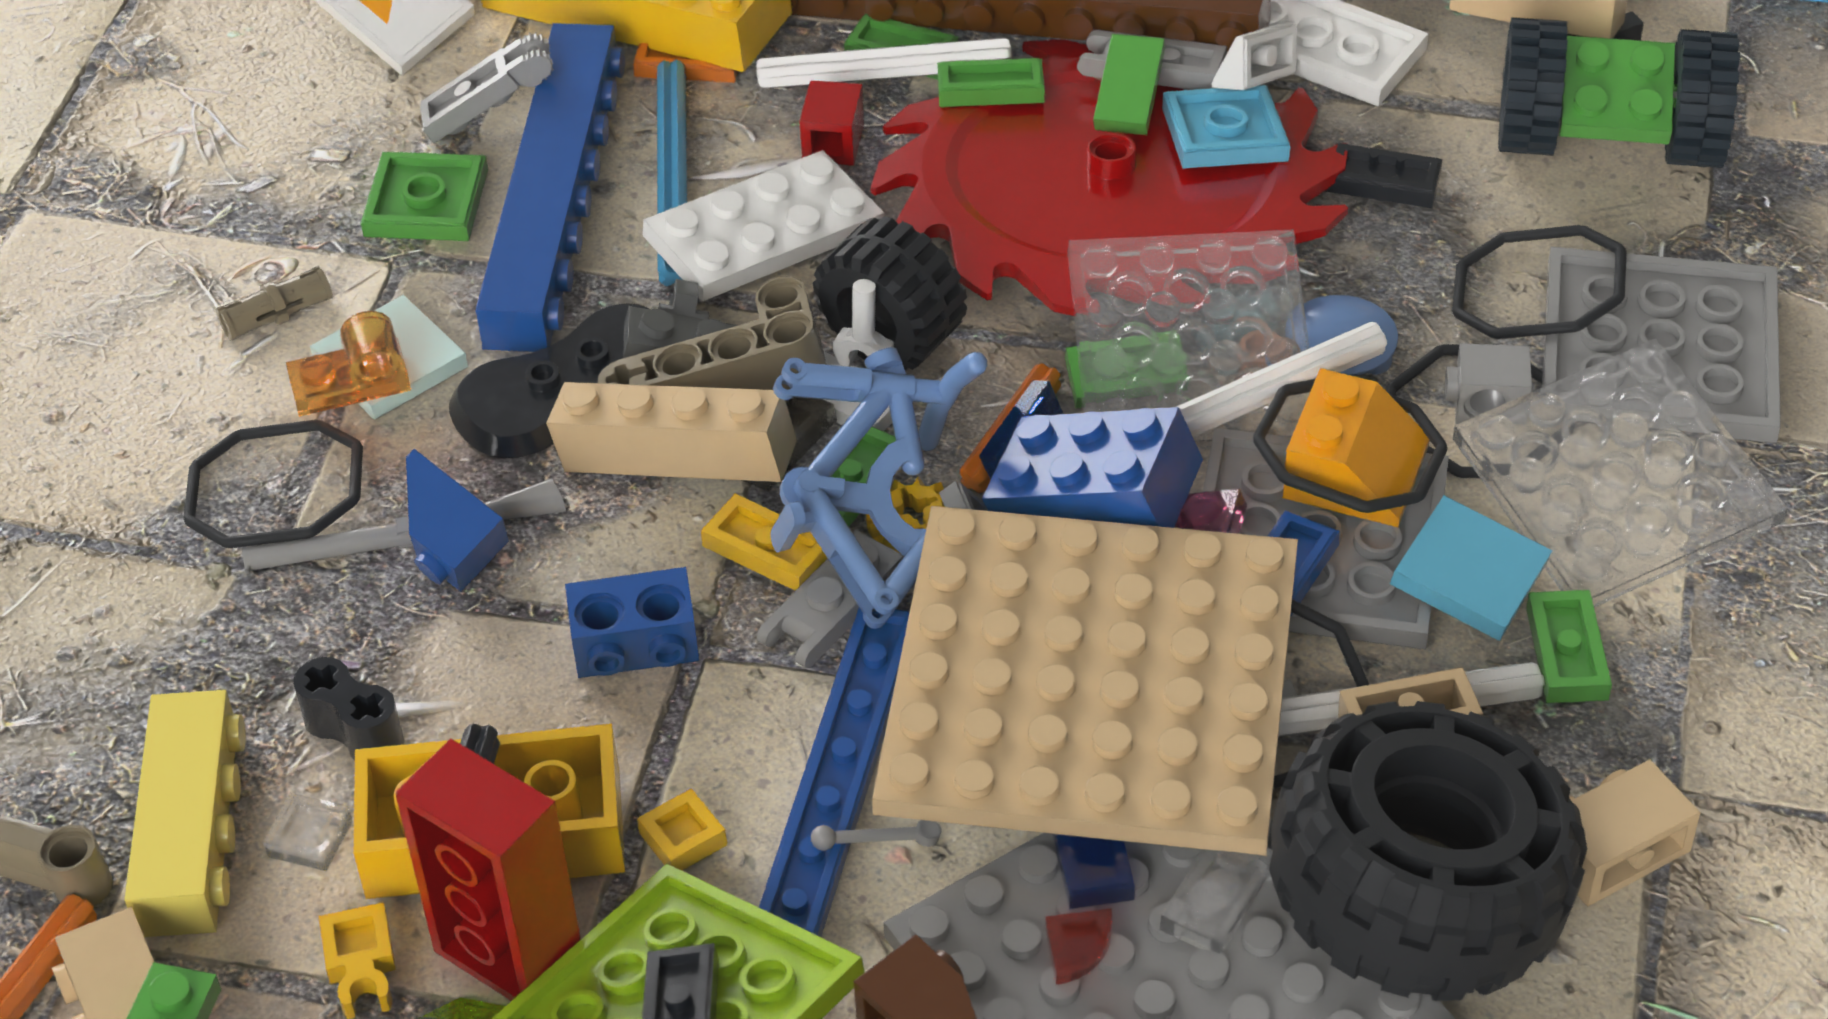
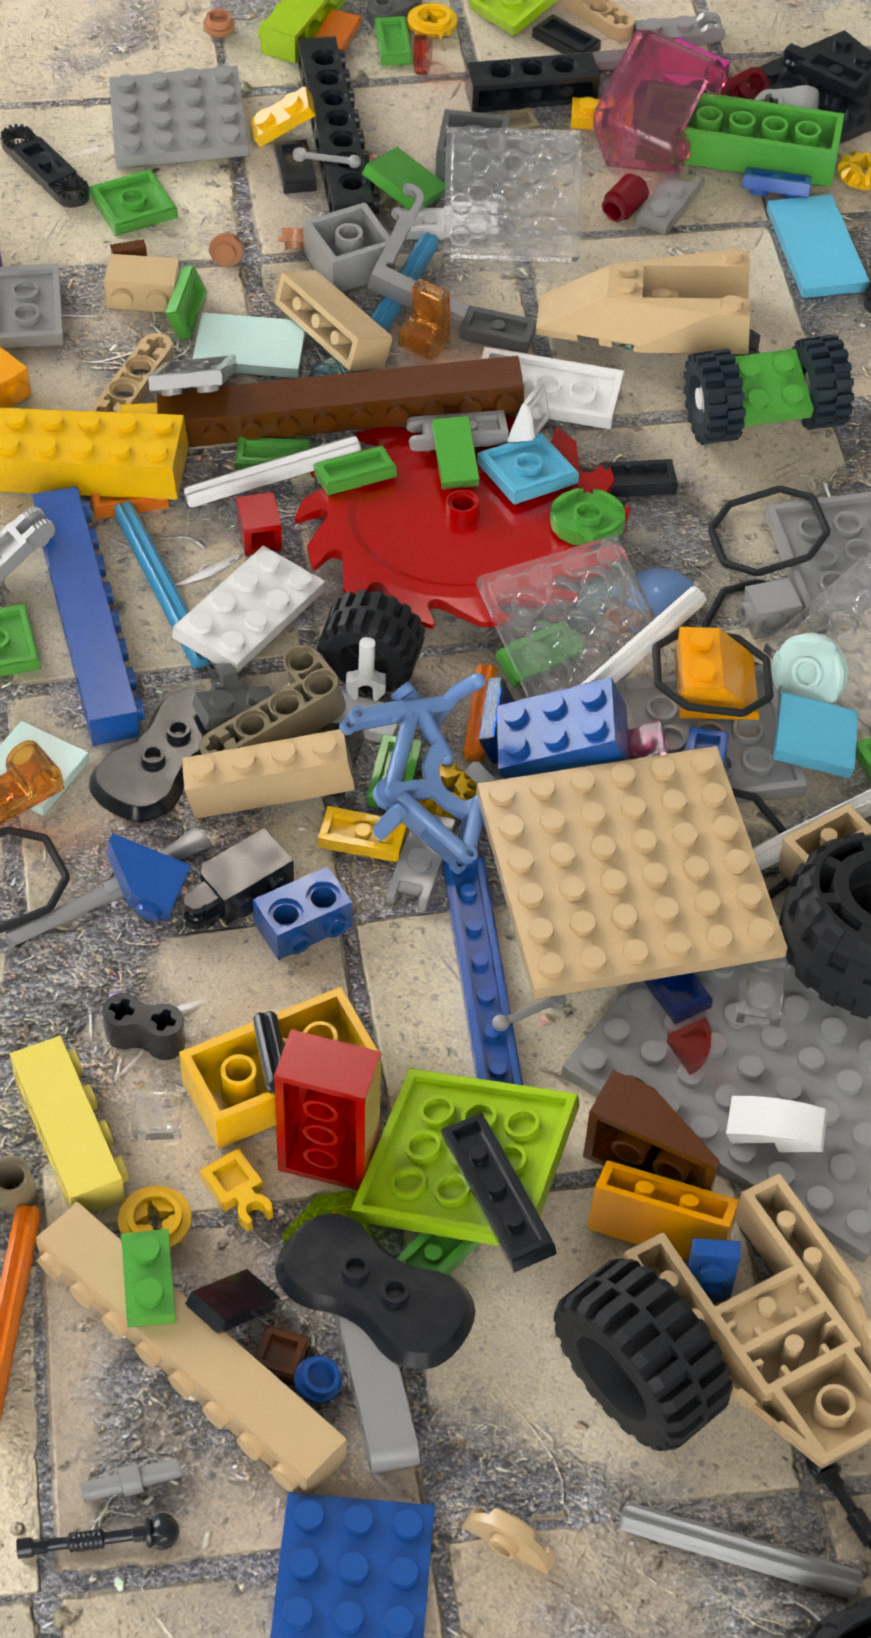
camera: 25 degrees left, 5 degrees up
(218, 948) = (165, 1203): none -> yellow gear
(561, 550) = (237, 878): none -> hinge
(682, 830) = (405, 1043): yellow plate -> none
(1271, 200) = (586, 516): none -> bright green tile
(1517, 476) = (821, 668): none -> light aqua tile

